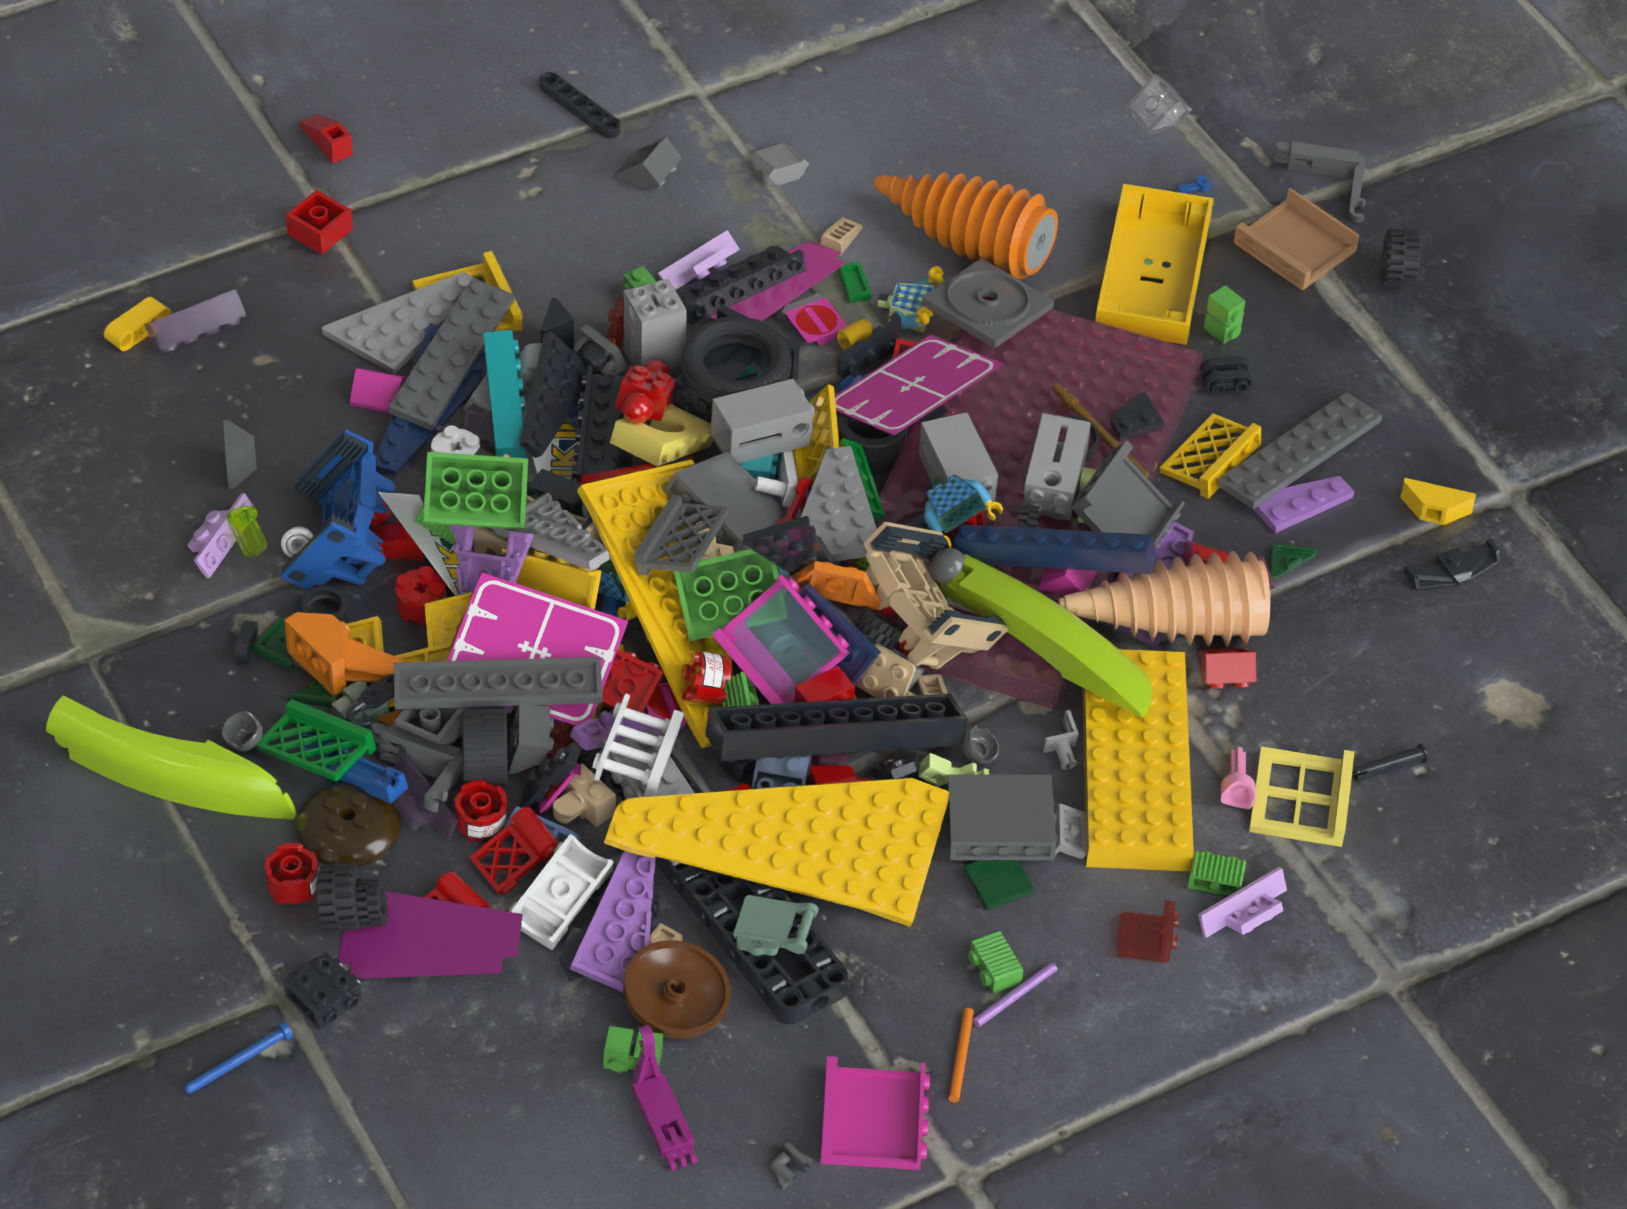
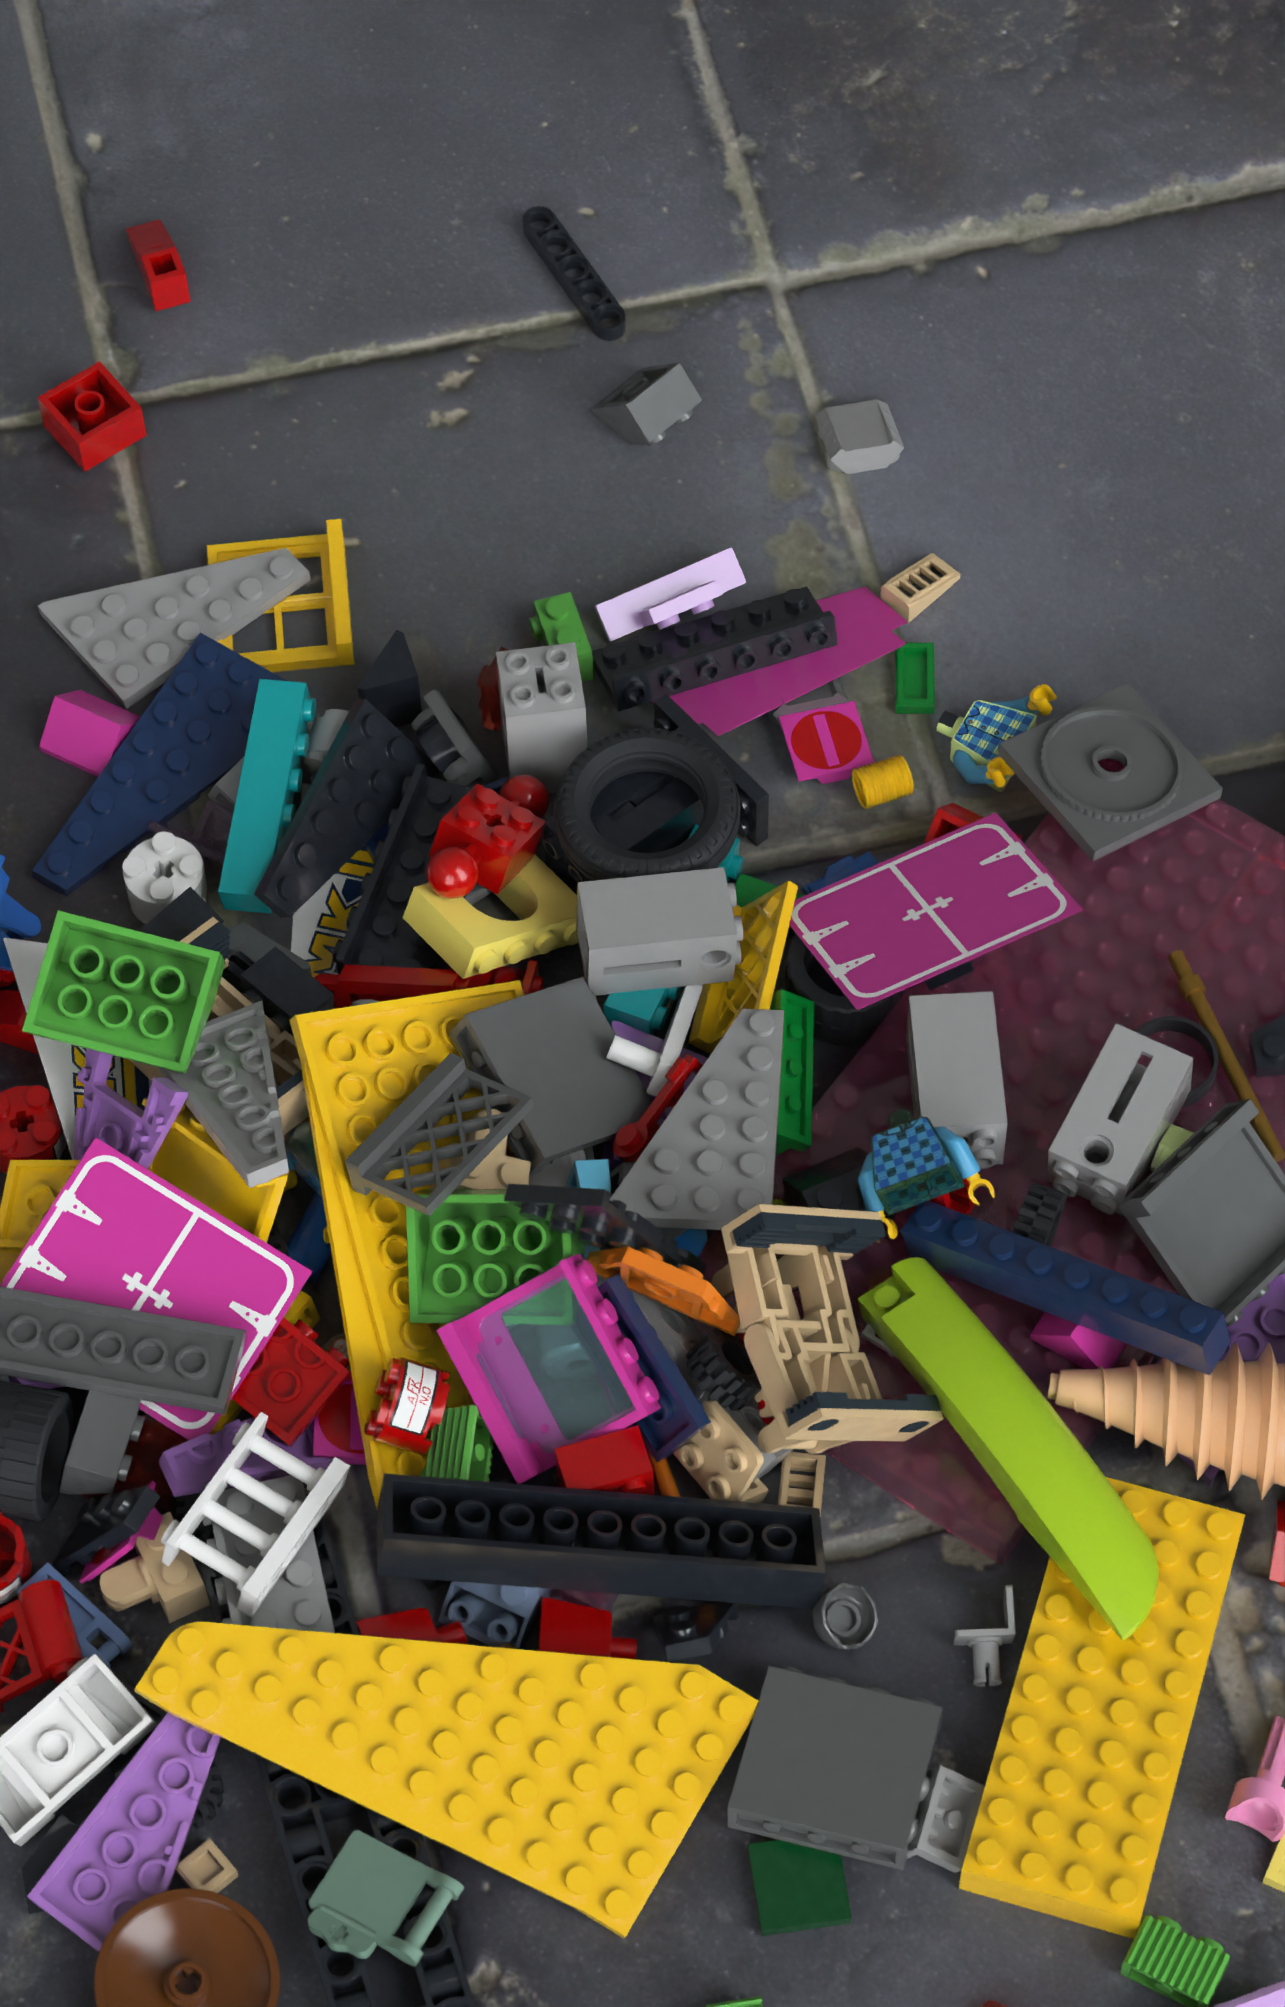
camera: 20 degrees right, 10 degrees up
(451, 354) = (212, 697): dark grey plate -> none
(870, 351) = (895, 817): black wing -> none
(936, 770) = (762, 1648): yellowish green piece -> none
(946, 565) = (872, 1275): dark grey hair -> none
(978, 219) = (1144, 610): orange cone -> none

